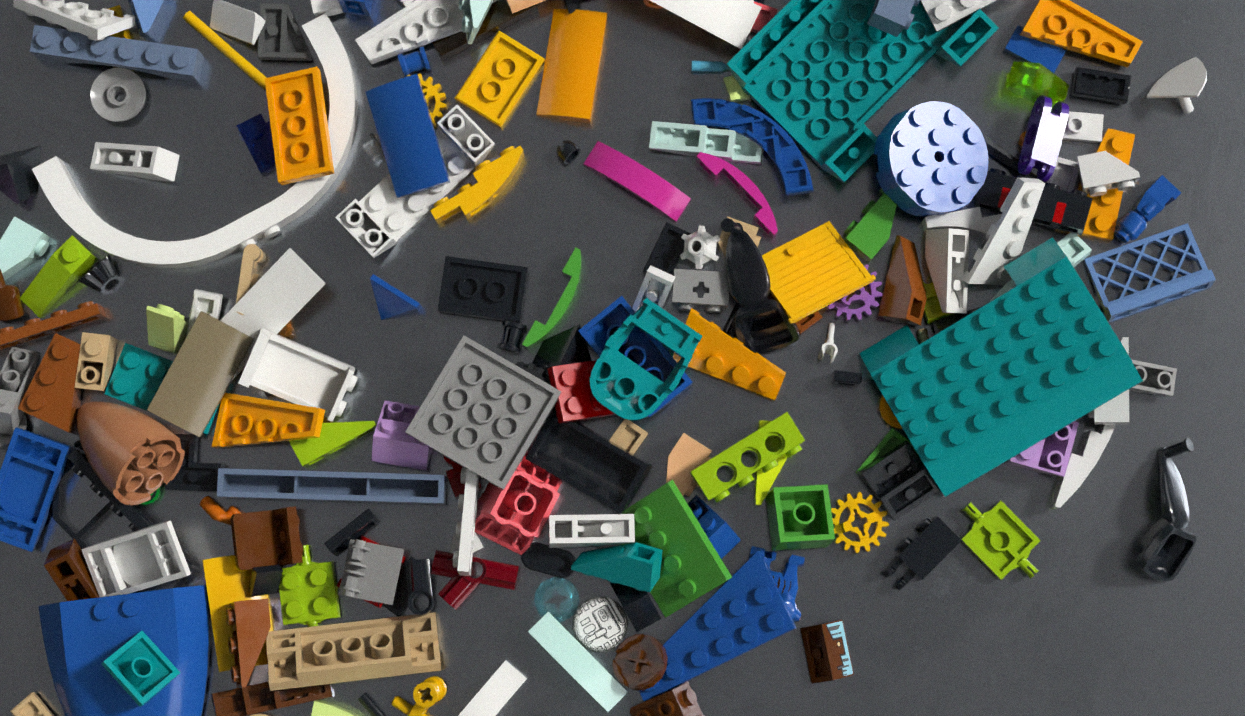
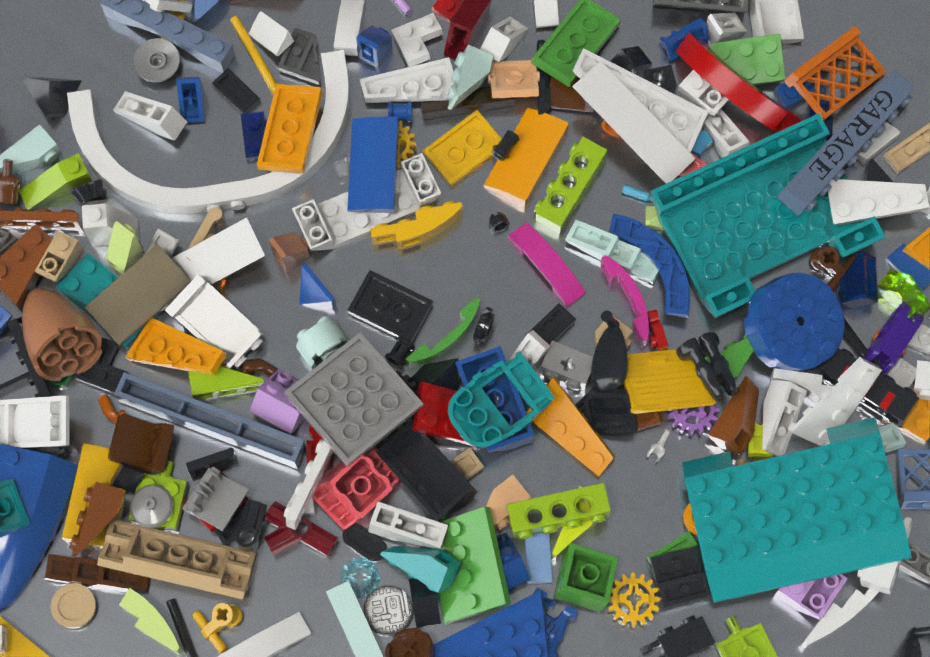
camera: 20 degrees right, 10 degrees down
(128, 298) = (100, 217): none -> white slope
(174, 127) = (191, 99): none -> blue slope
(220, 100) = (236, 91): none -> black tile
(303, 602) = (151, 506): none -> light grey piece
(349, 264) = (289, 250): none -> nougat slope
(360, 405) = (254, 365): none -> reddish brown arm
(424, 358) = (320, 341): none -> light aqua brick
(545, 62) = (505, 145): none -> black pin
(594, 276) = (484, 325): none -> black gear
(647, 42) = (557, 217): none -> lime brick
(708, 247) = (579, 331): white rock -> none
(742, 513) = (538, 559): none -> light blue tile
(786, 223) = (657, 337): none -> red plate
(846, 378) = (664, 478): black tile -> none
(859, 248) = (711, 374): none -> black piece
(947, 76) = (831, 264): none -> reddish brown piece
(986, 87) = (859, 282): none -> clear blue slope

